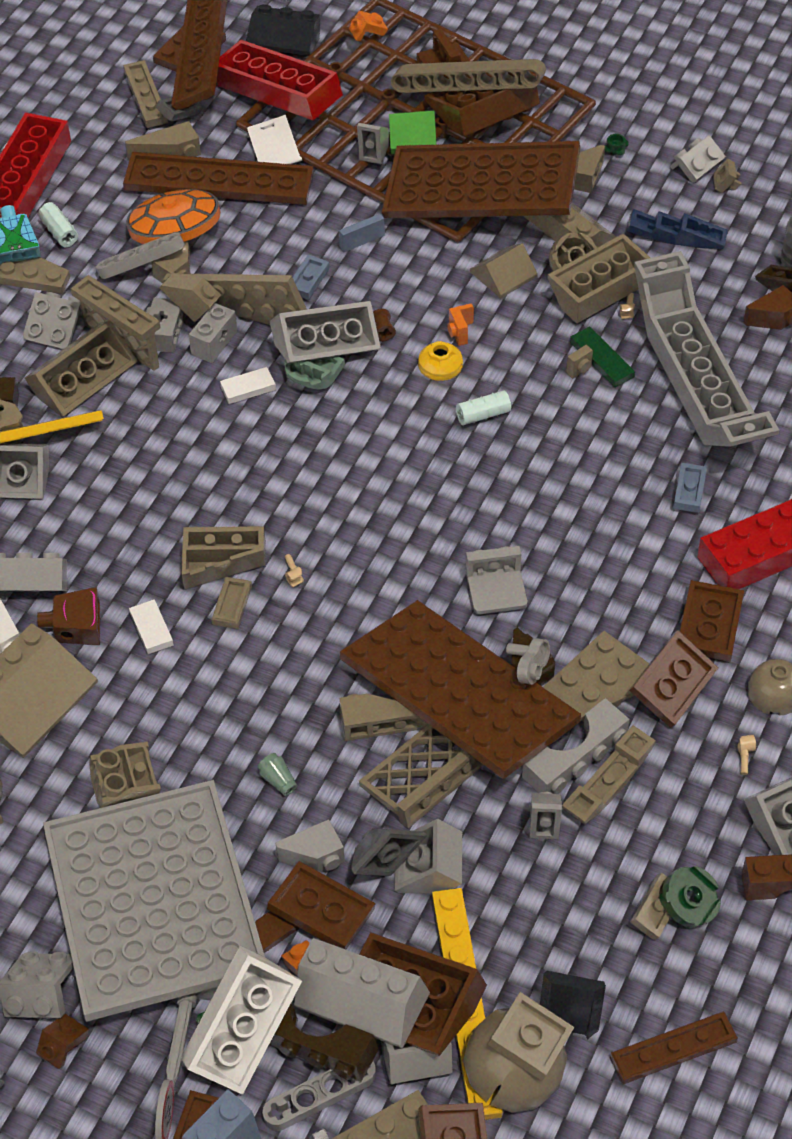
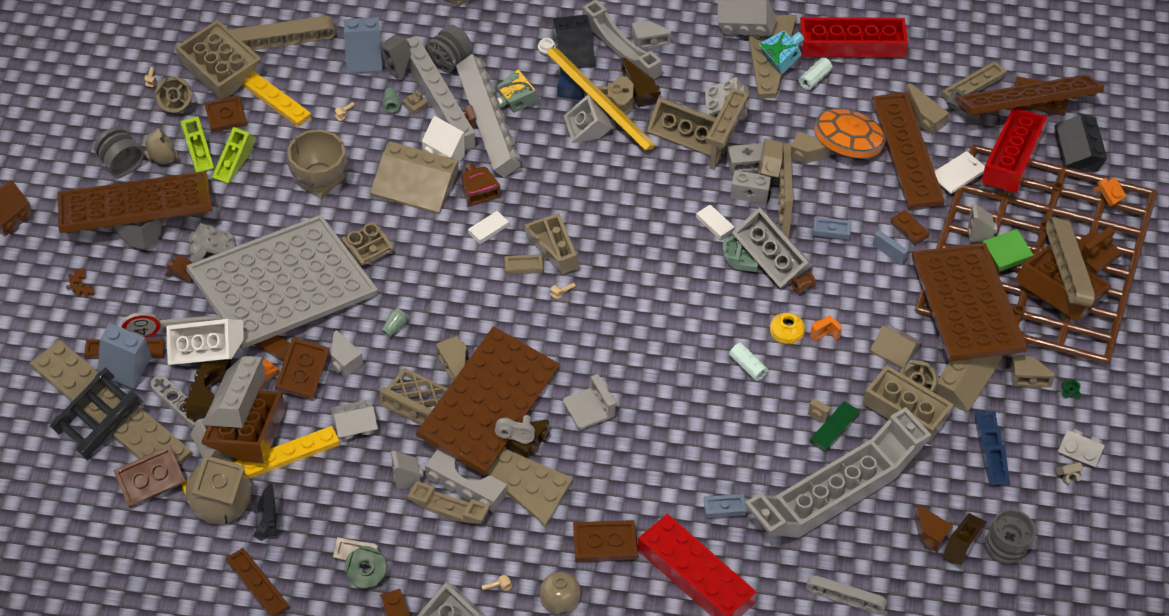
camera: 70 degrees right, 0 degrees up
(140, 255) = (800, 124): light grey beam -> none
(334, 211) = (909, 227): none -> reddish brown plate
(384, 850) = (346, 386): dark grey slope -> none
(673, 679) = (541, 524): reddish brown plate -> none

